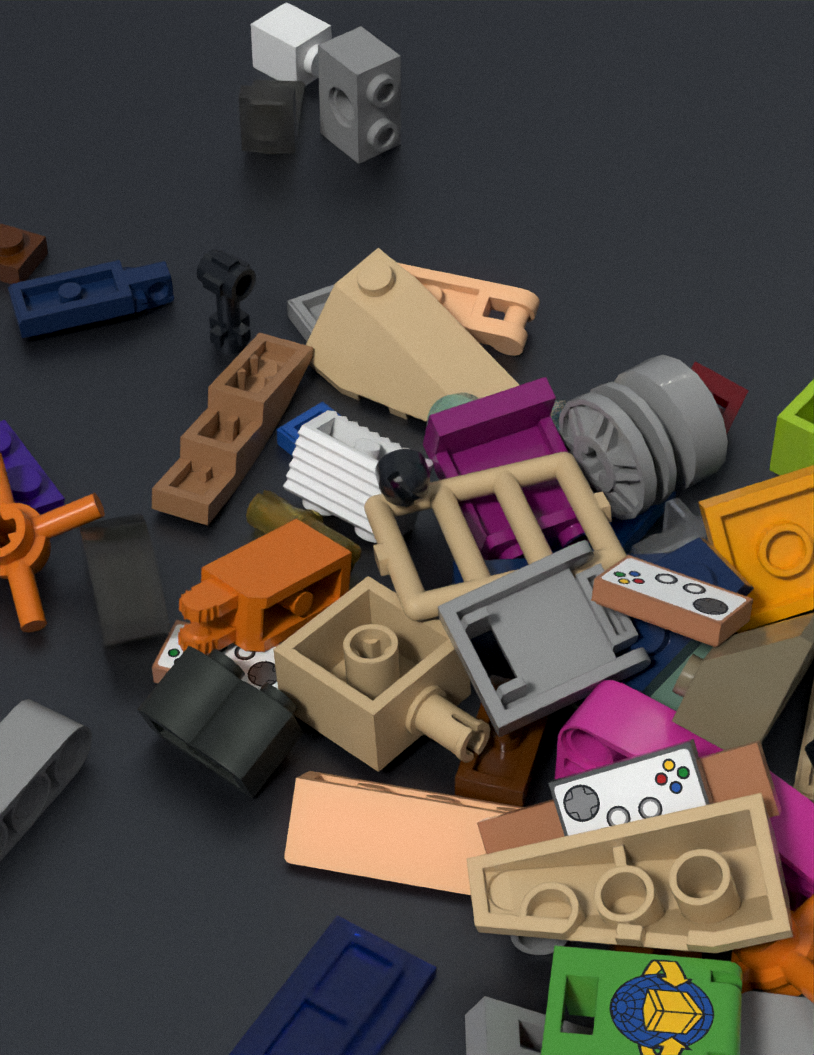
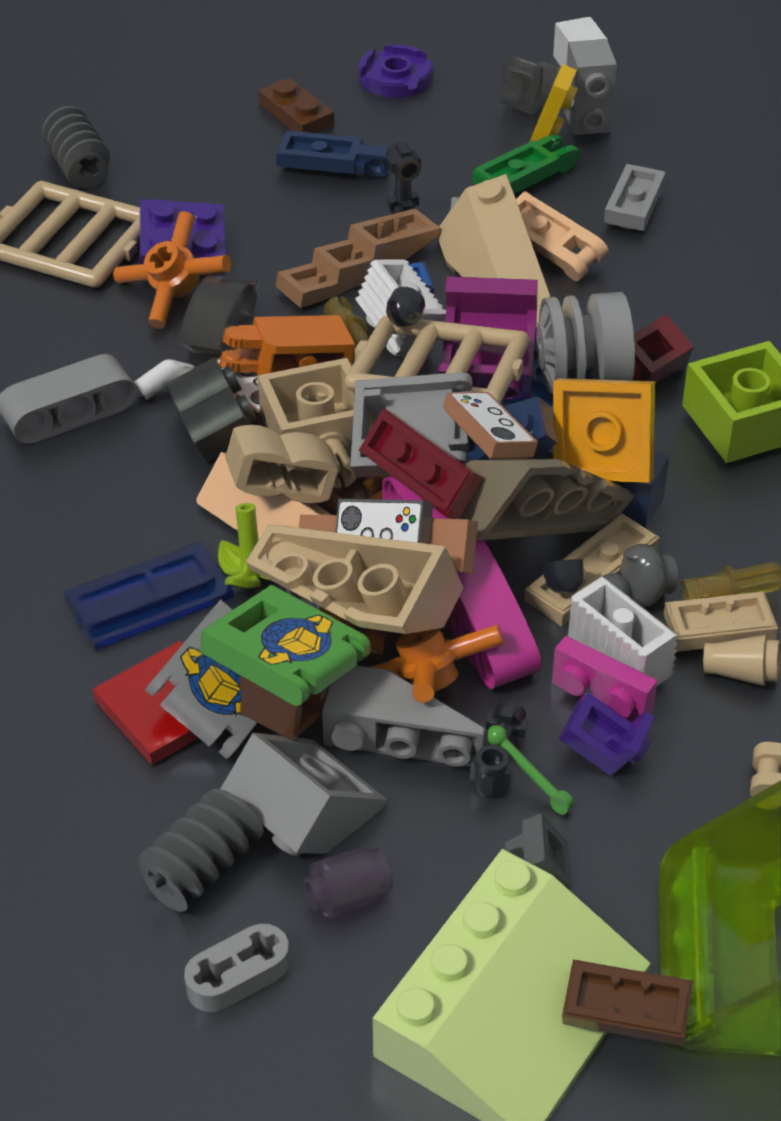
camera: 30 degrees right, 0 degrees up
(100, 162) = (396, 71): none -> dark purple tile
(113, 694) = (157, 377): none -> white arm
(336, 143) = (559, 97): none -> yellow plate
(343, 228) = (530, 163): none -> green hinge
(404, 763) = (278, 464): none -> tan brick
(435, 917) = (233, 558): none -> lime plant
(508, 220) = (634, 197): none -> light grey plate
(625, 690) = (421, 464): none -> dark red tile

